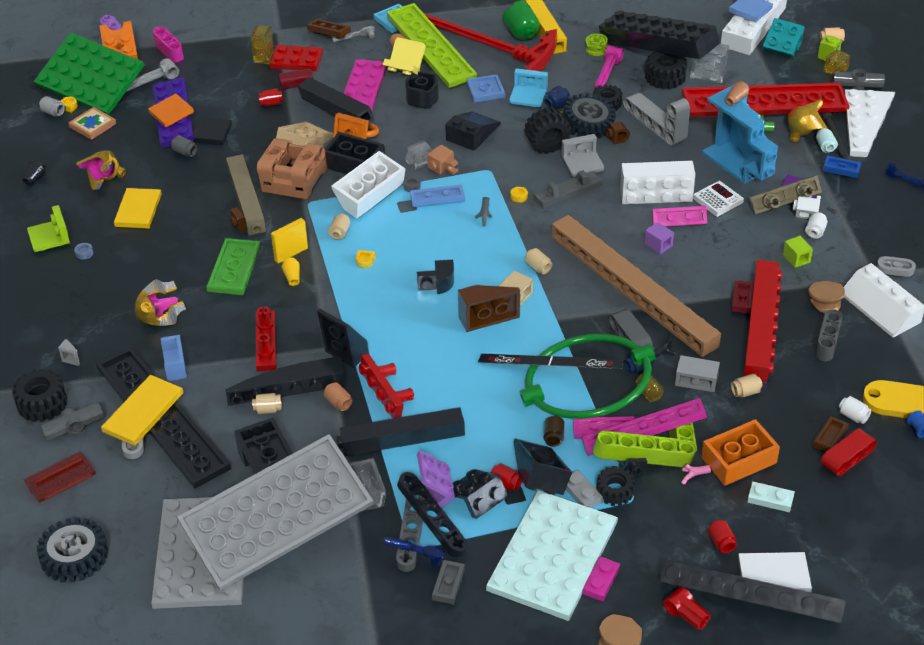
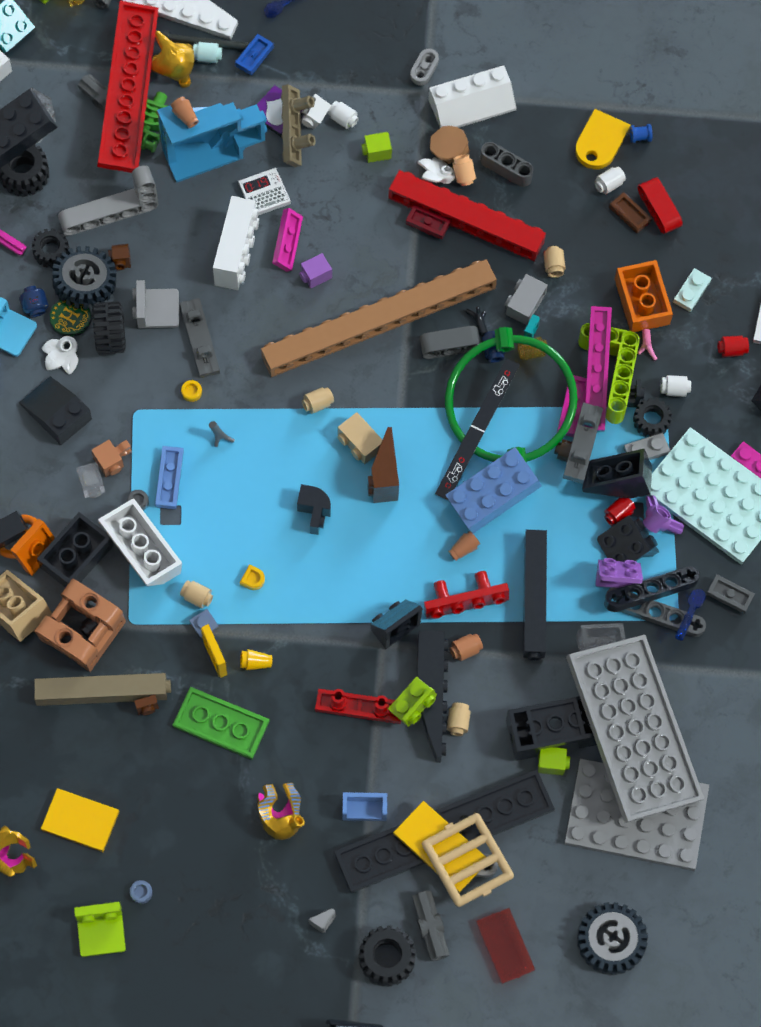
camera: 80 degrees left, 25 degrees up
(125, 405) = (485, 837): none -> tan bar
(239, 470) = (553, 761): none -> lime brick
(270, 362) = (413, 702): none -> lime bracket
(317, 239) = (202, 619): none -> sand blue plate
(436, 377) = (466, 544): none -> nougat cone
(491, 377) = (493, 490): none -> medium blue brick
(506, 504) = (659, 518): none -> medium lavender axle
(517, 122) = (59, 356): none -> white plate
(560, 428) = (582, 443): none -> dark grey hinge
(657, 497) = (675, 386): none -> white brick
(670, 381) = (532, 326): none -> teal tile
(796, 291) = (437, 171): none -> white plate
(805, 306) = (464, 169): none -> light nougat brick

